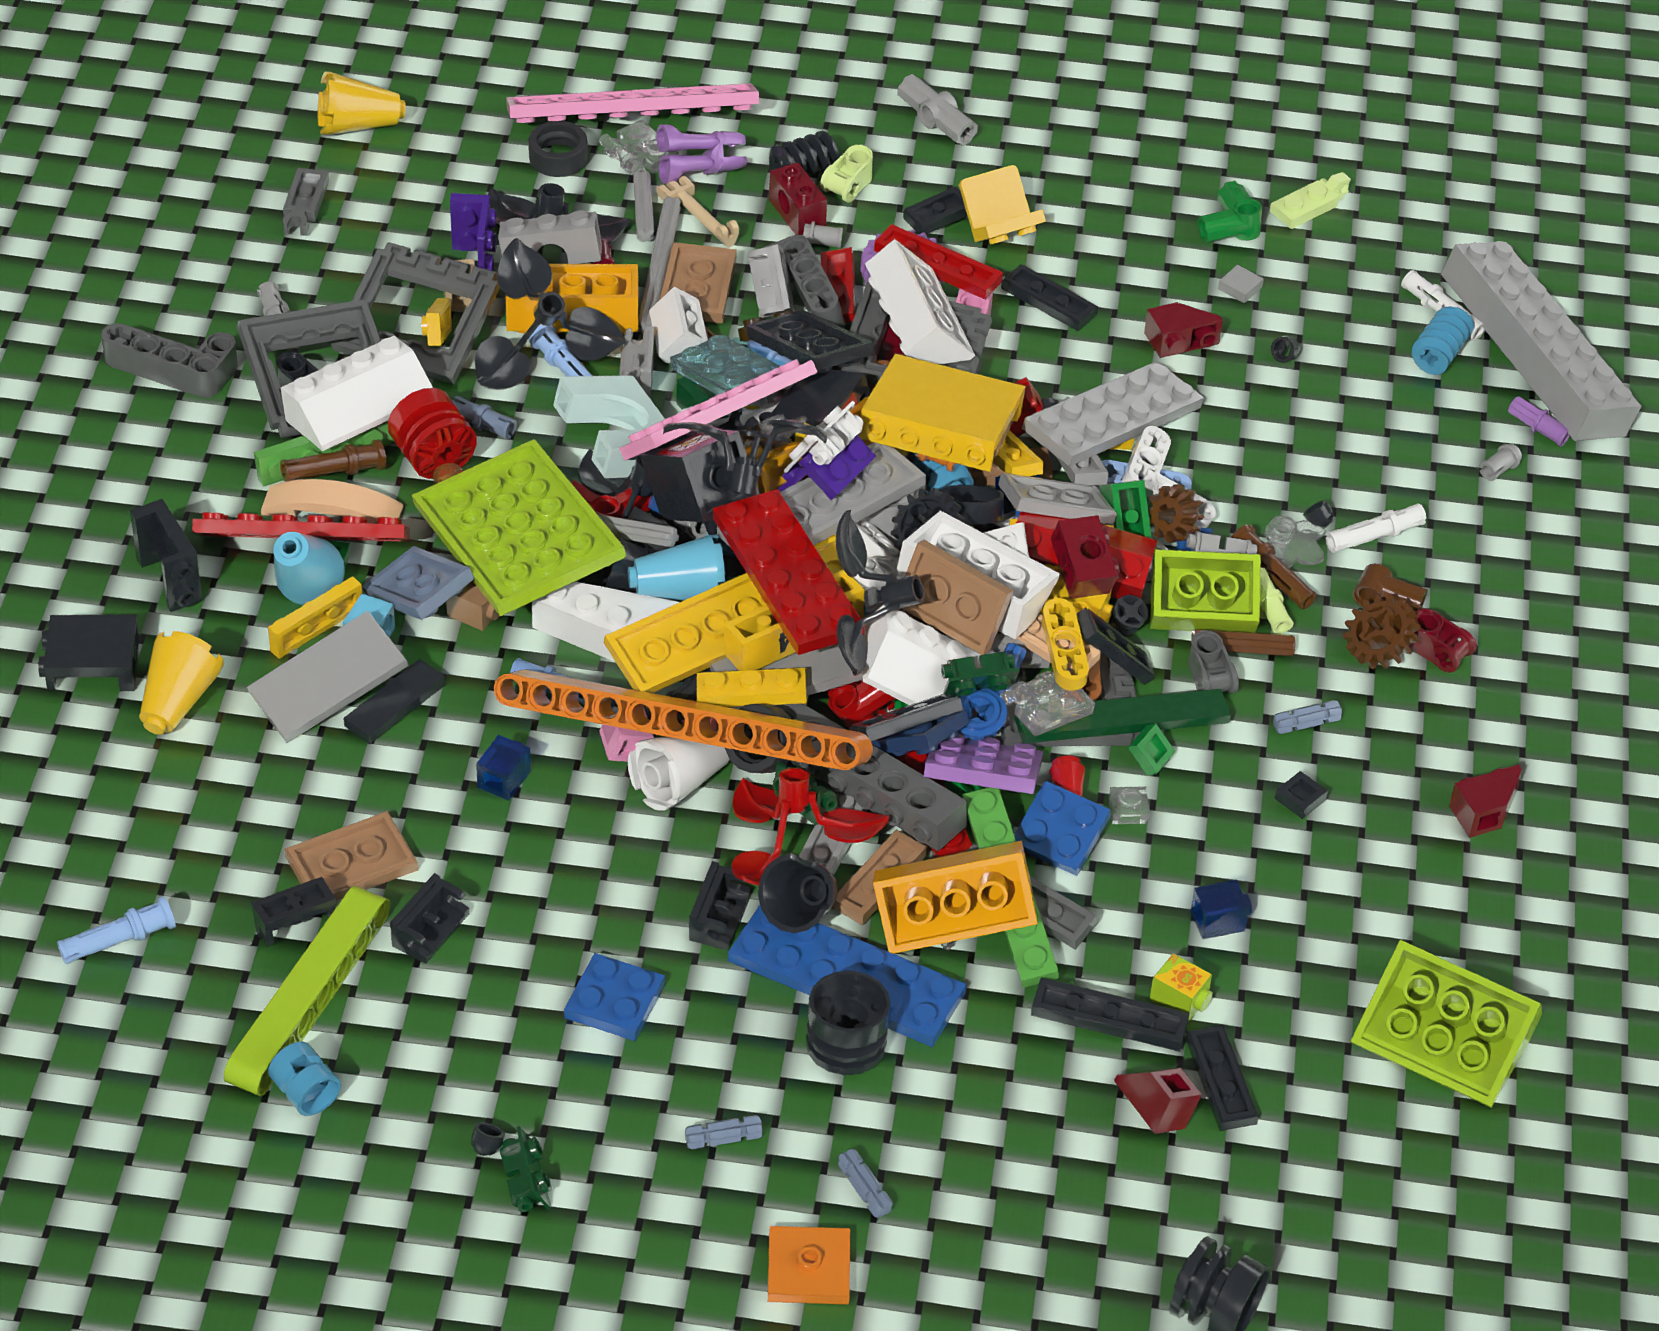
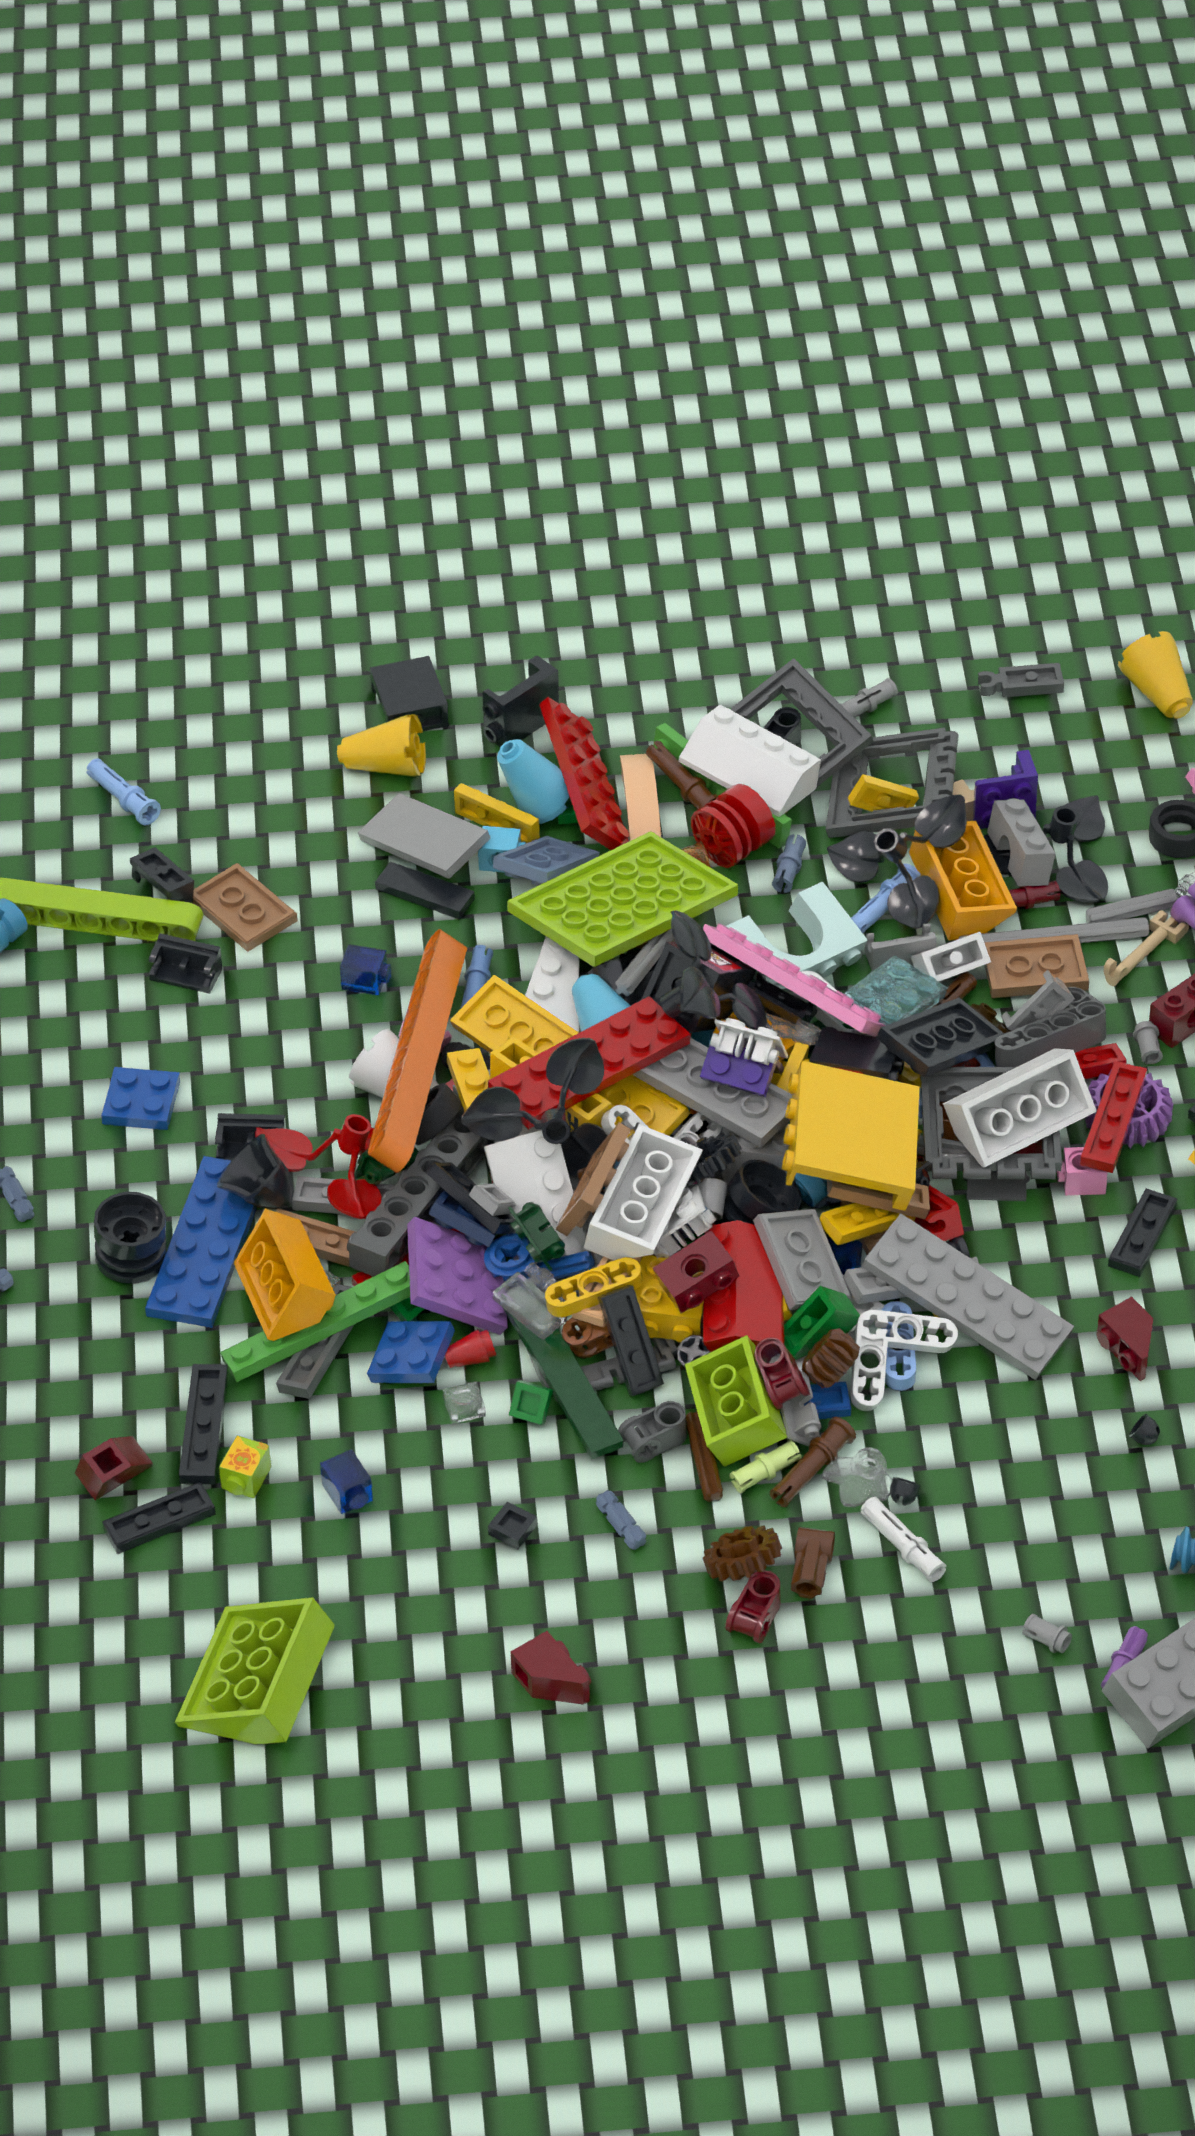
camera: 80 degrees right, 0 degrees up
(169, 362) = (770, 641): dark grey beam -> none
(923, 697) = (492, 1199): none -> light grey tile
(1203, 535) = (781, 1377): none -> dark red piece

